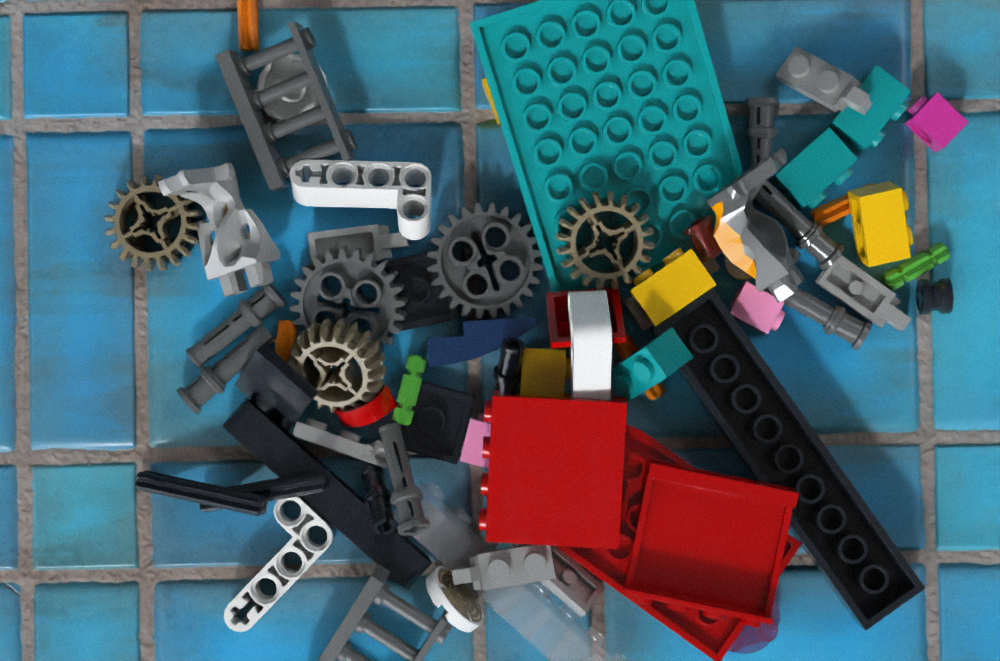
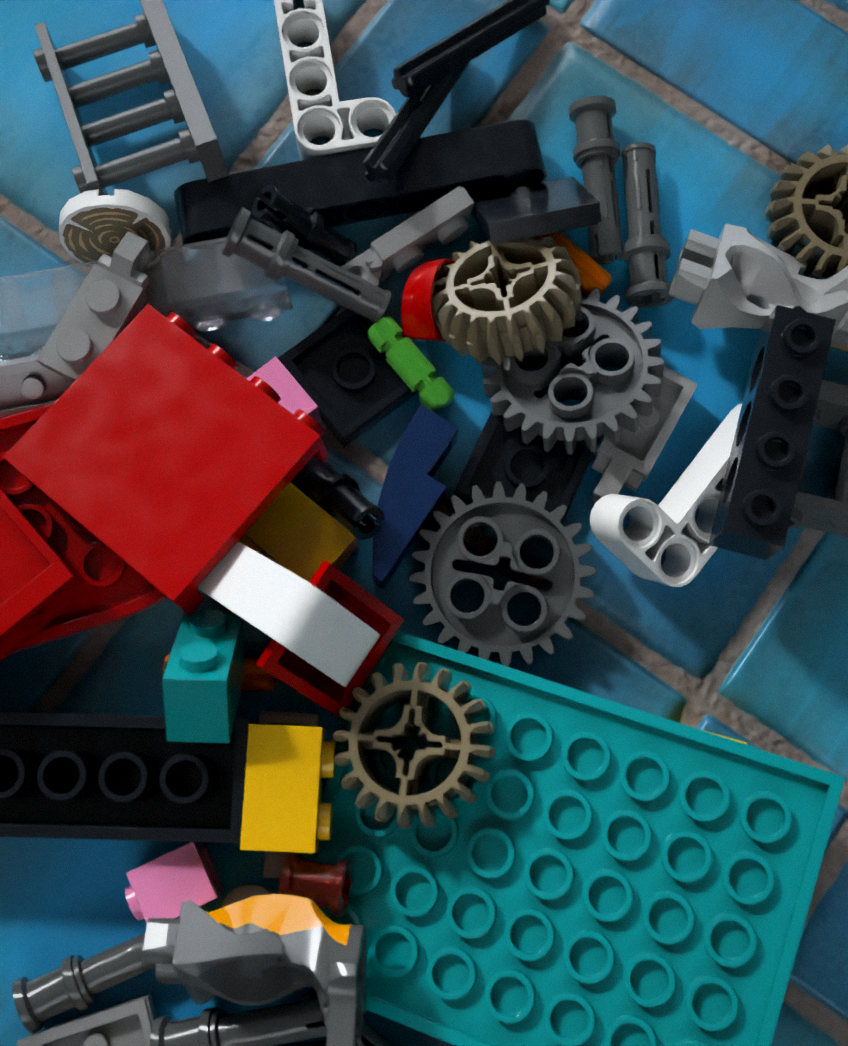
camera: 120 degrees right, 10 degrees down
(318, 174) = (772, 433): none -> black brick

